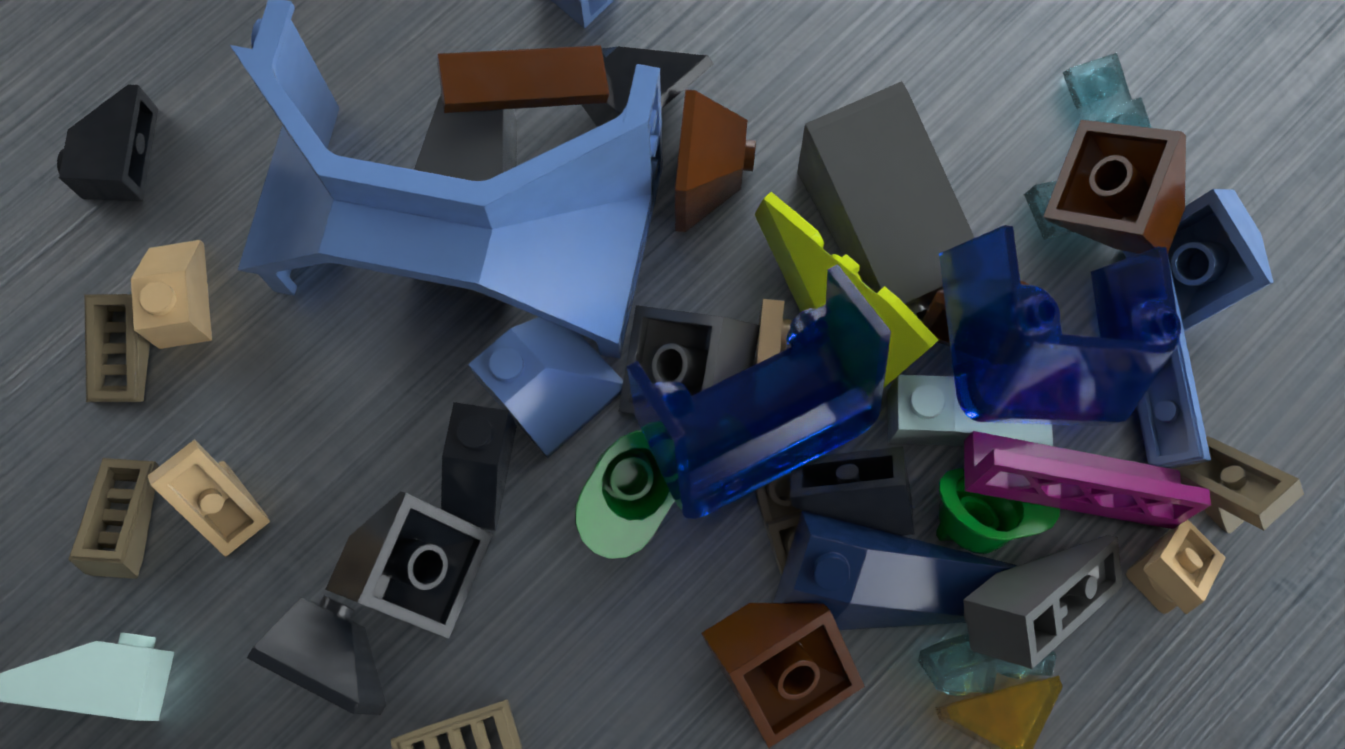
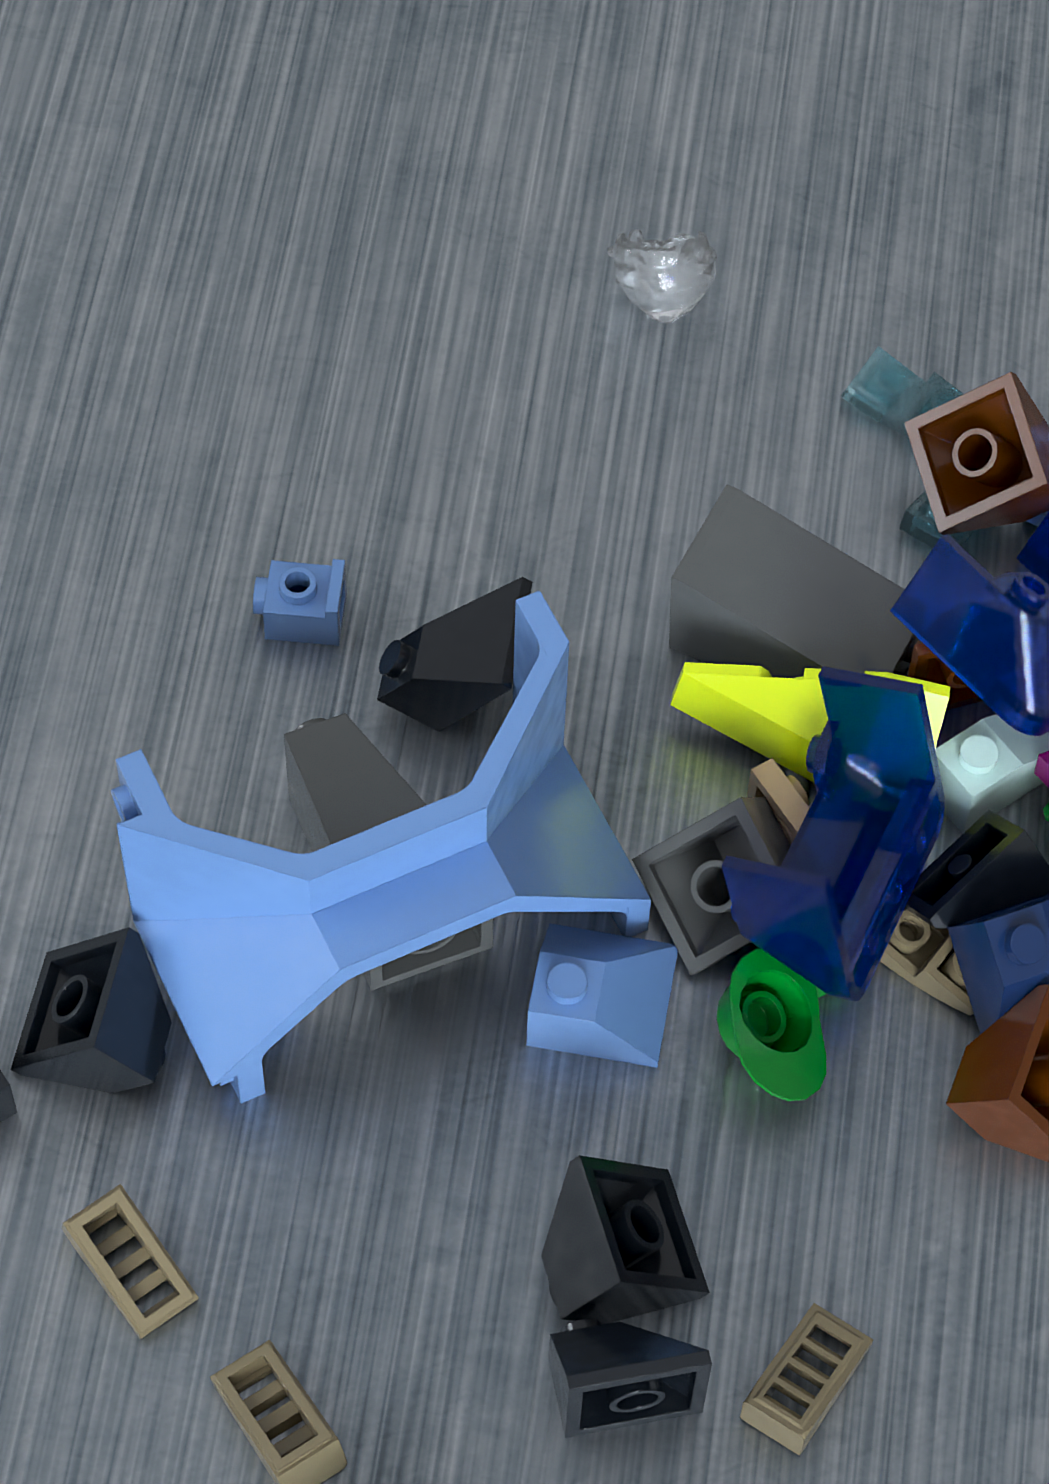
camera: 40 degrees left, 15 degrees down
(172, 295) = (153, 1164): tan slope -> none
(209, 497) = (368, 1323): tan slope -> none
(220, 176) = (96, 1017): none -> black slope
(476, 463) = (601, 1101): black slope -> none
(522, 78) = (372, 705): reddish brown tile -> none
(709, 158) = (595, 689): reddish brown slope -> none

